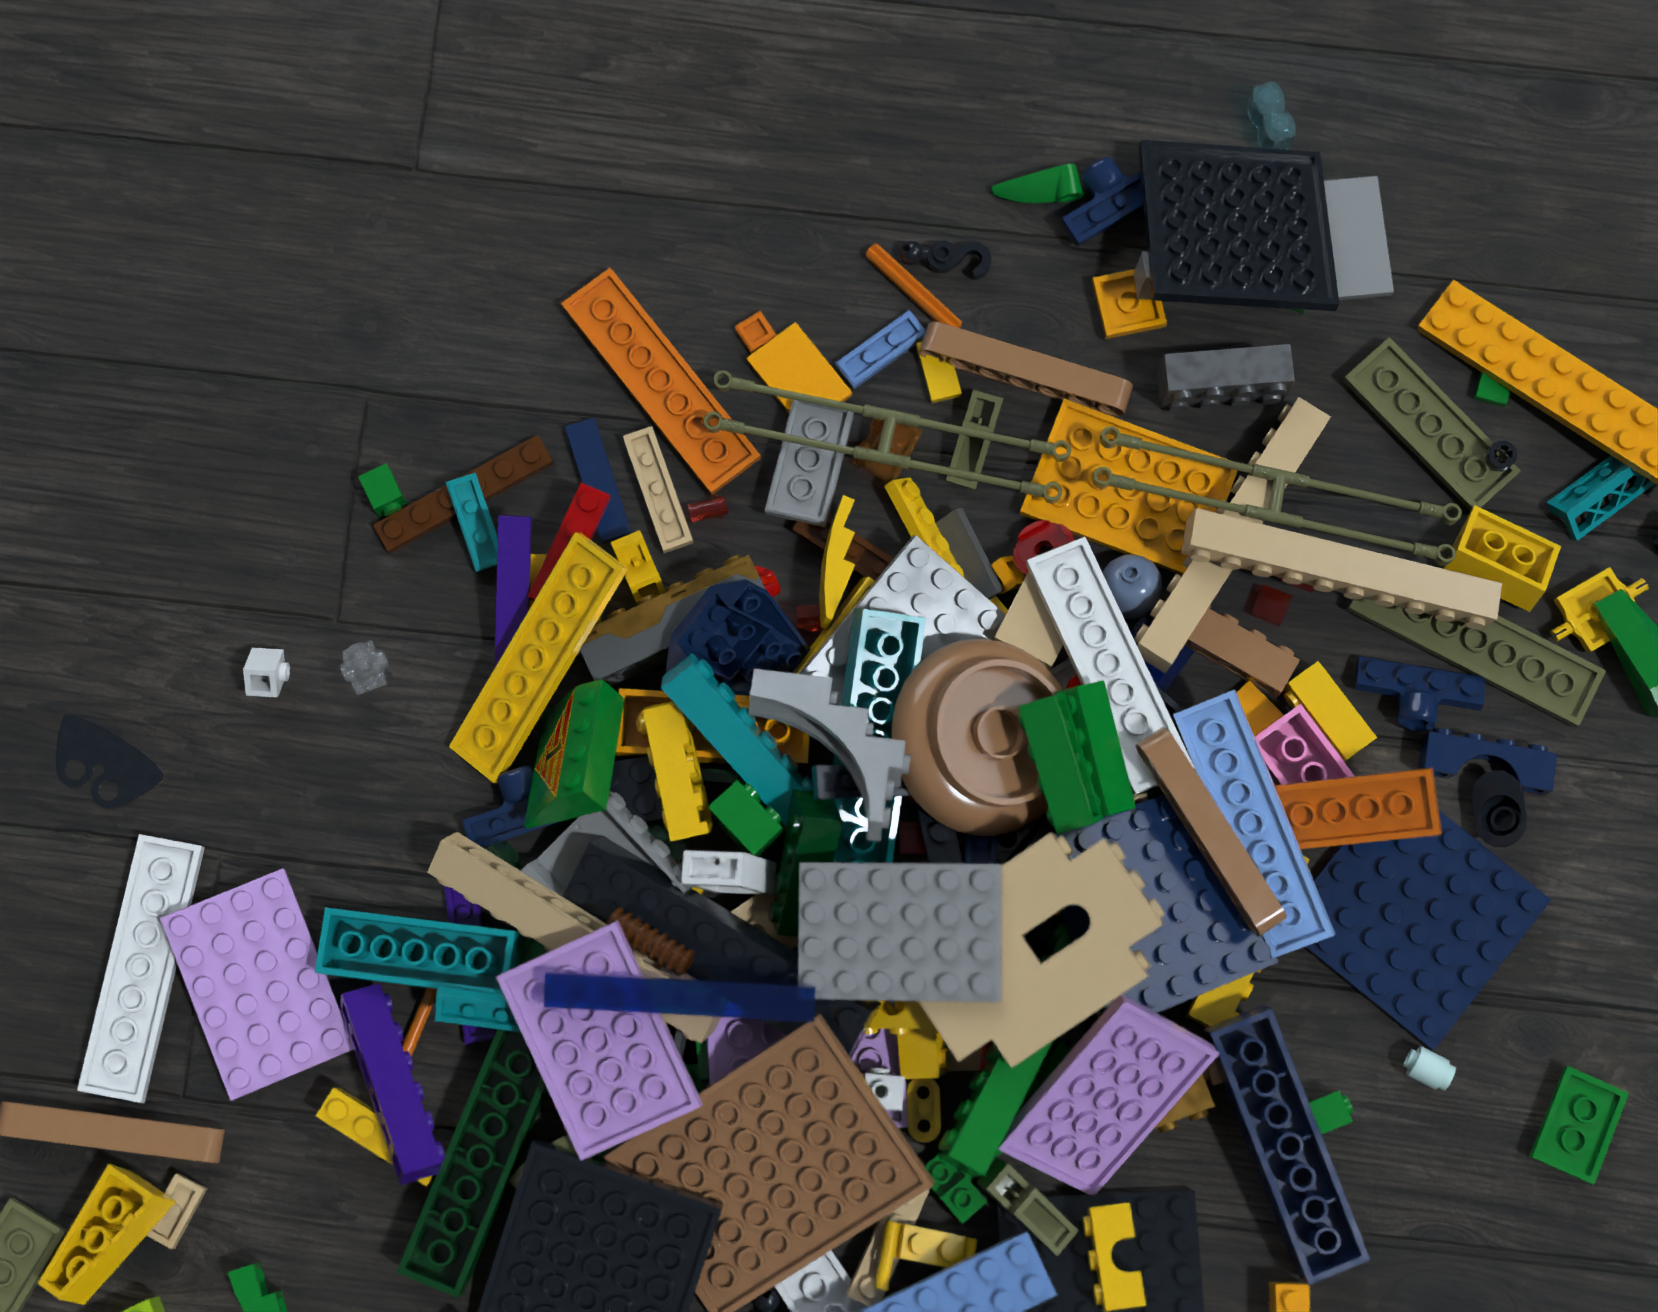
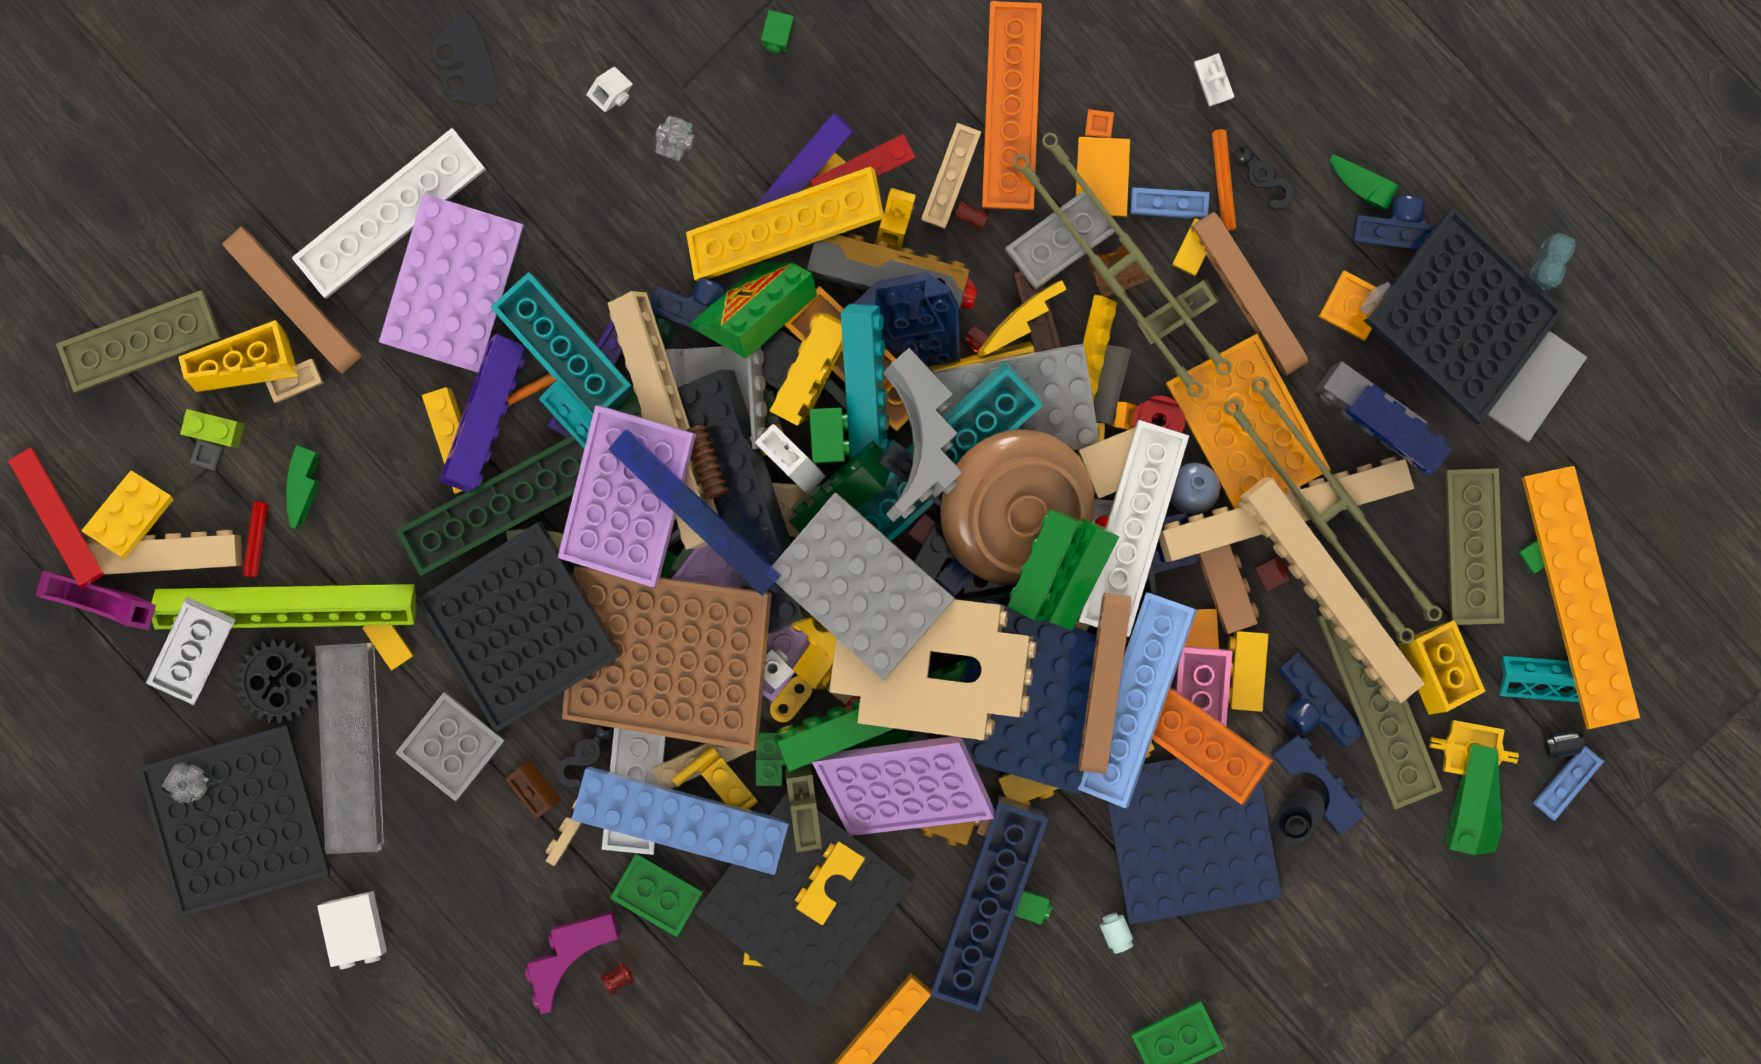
camera: 40 degrees right, 10 degrees up
(437, 506) = (827, 75): reddish brown plate -> none
(474, 520) = (819, 100): teal tile -> none
(597, 473) = (920, 135): dark blue tile -> none
(826, 207) = (1213, 80): none -> white hips
(1271, 371) = (1398, 430): none -> clear blue brick
(1509, 449) = (1499, 595): black bush -> none

